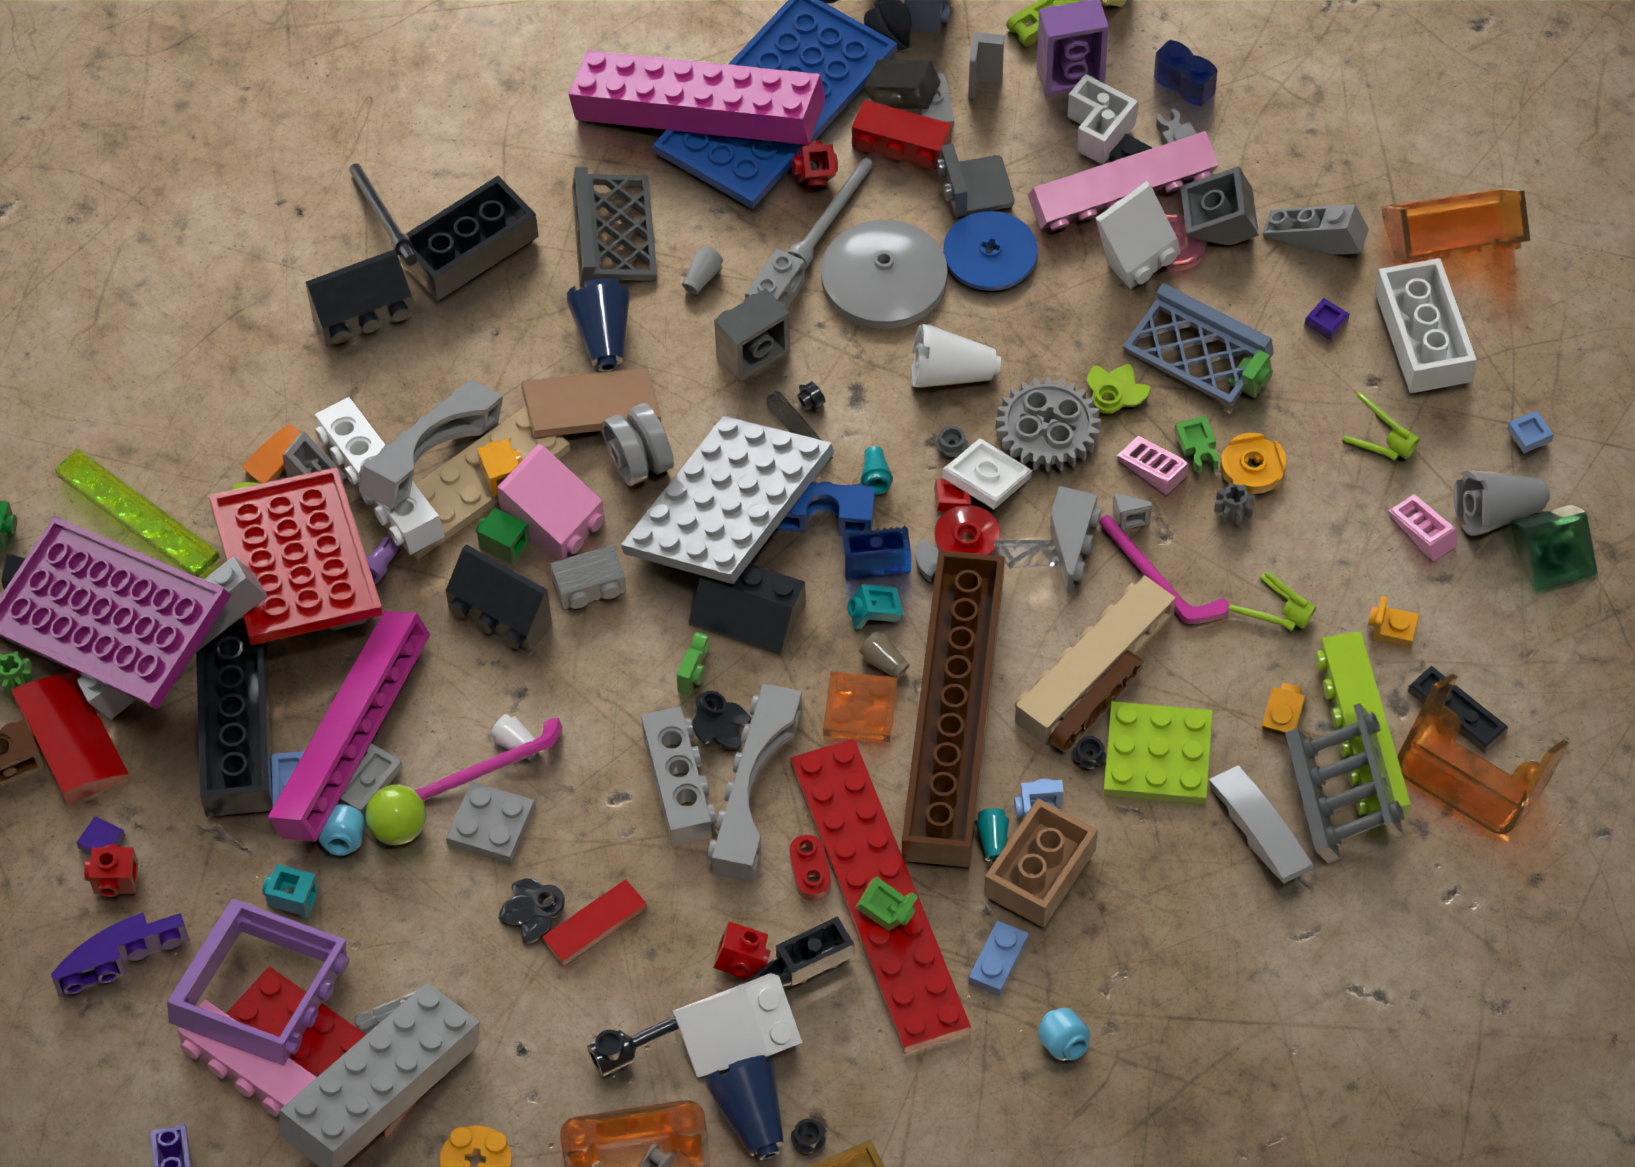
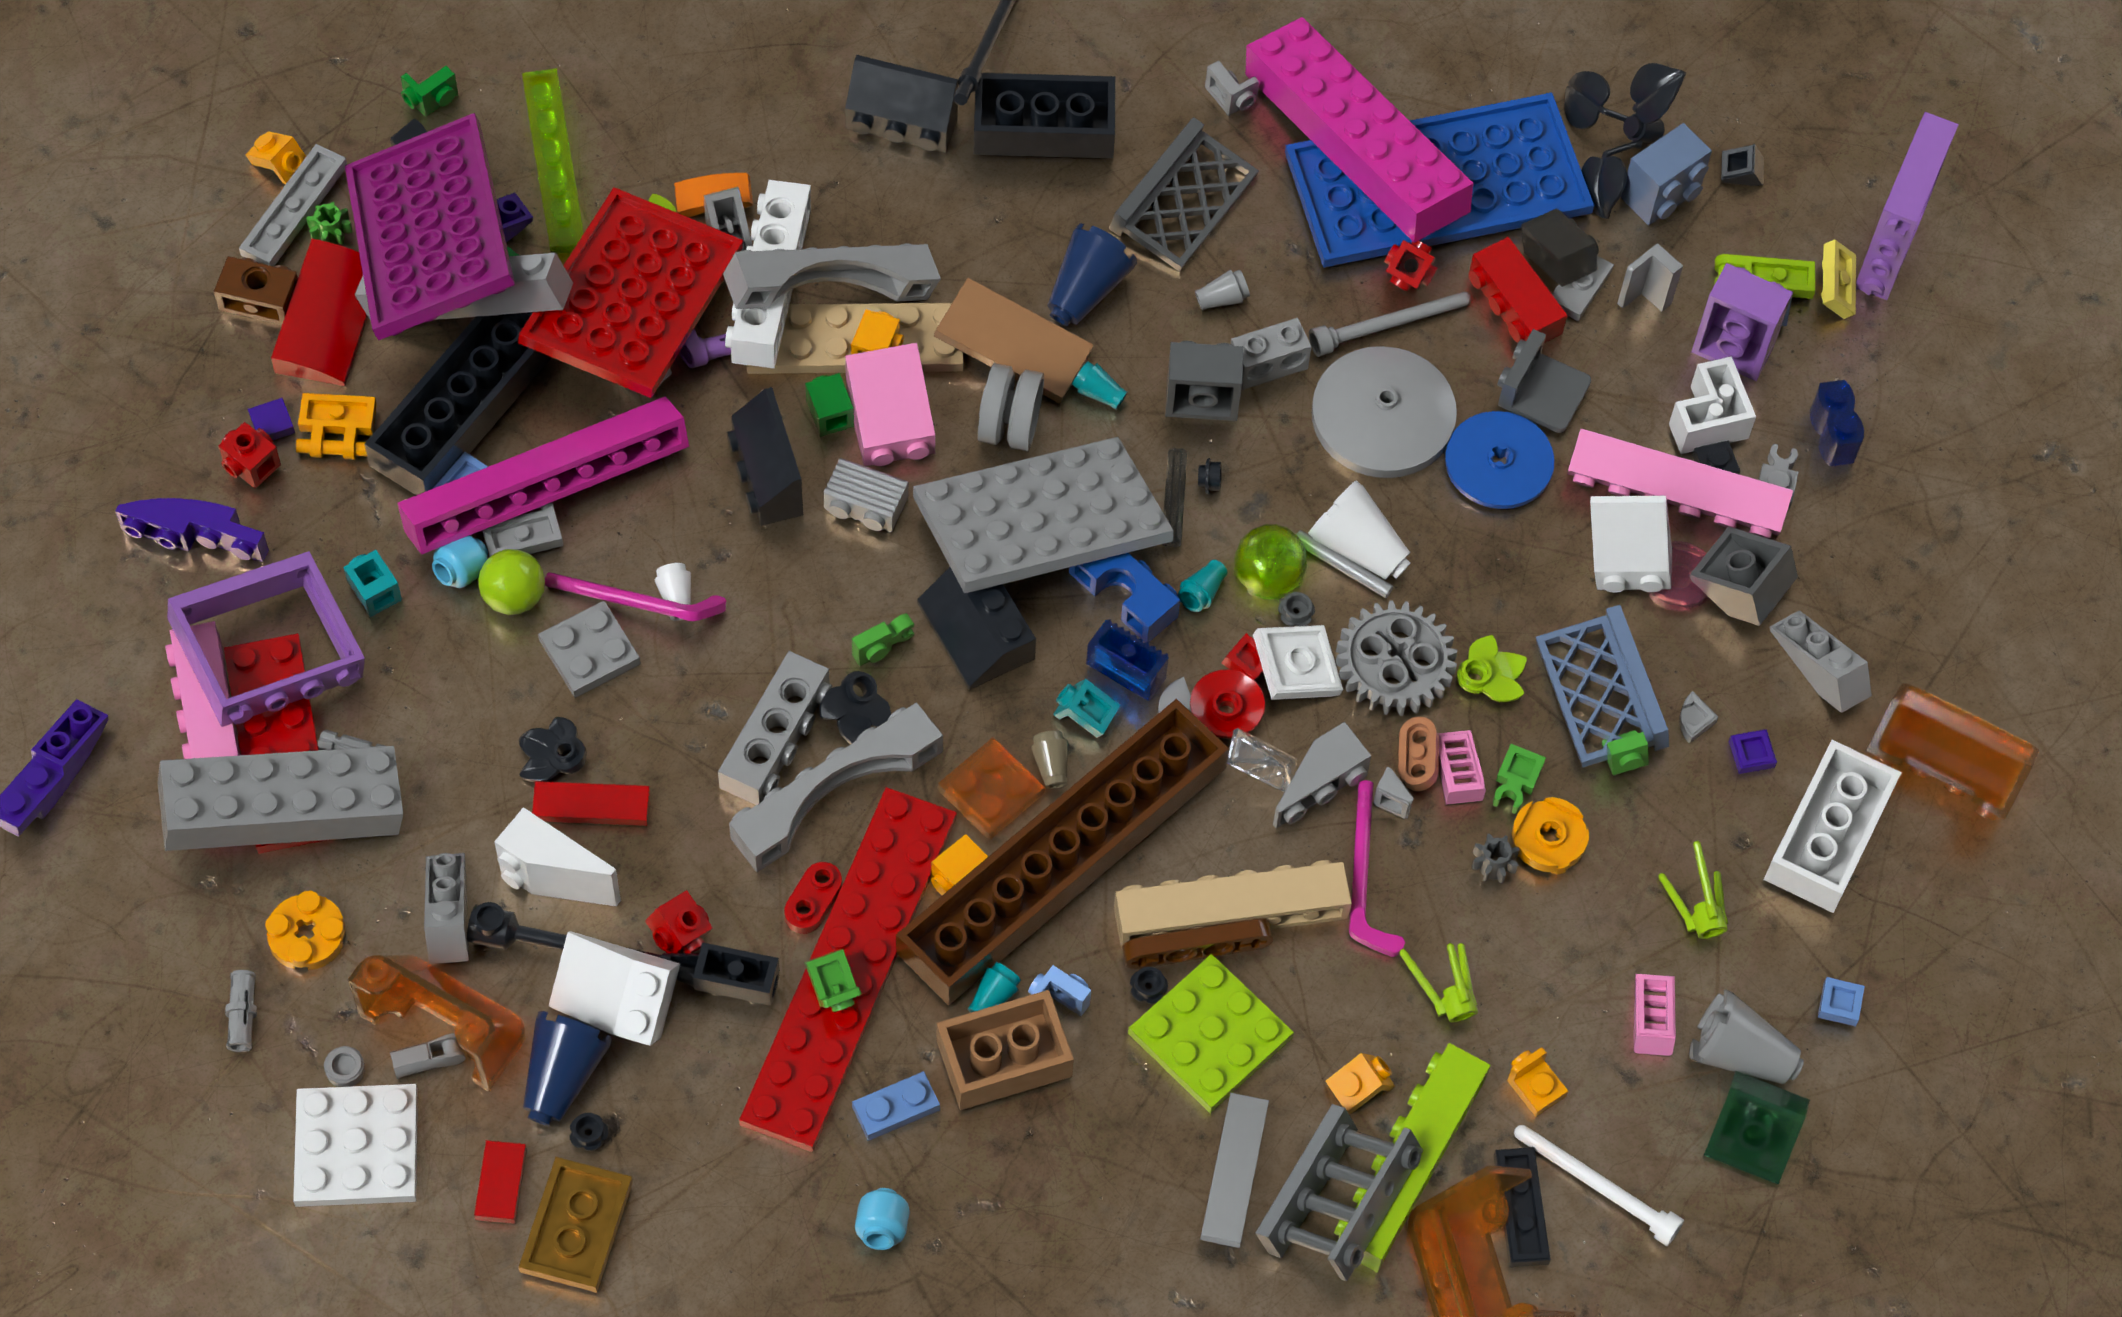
camera: 35 degrees right, 5 degrees up
(149, 798) = (335, 415): none -> light orange plate
(564, 1067) = (446, 908): none -> light grey slope
(576, 136) = (1227, 91): none -> light grey bracket
(618, 975) = (552, 864): none -> white slope
(677, 391) = (1099, 385): none -> teal cone
(893, 771) = (955, 863): none -> light orange brick
(904, 422) = (1270, 561): none -> clear neon green cylinder
(950, 391) = (1346, 566): none -> light grey bar
(1123, 475) = (1418, 757): none -> nougat plate
(1270, 323) = (1695, 717): none -> light grey tile
(1555, 651) = (1663, 1225): none -> white piece

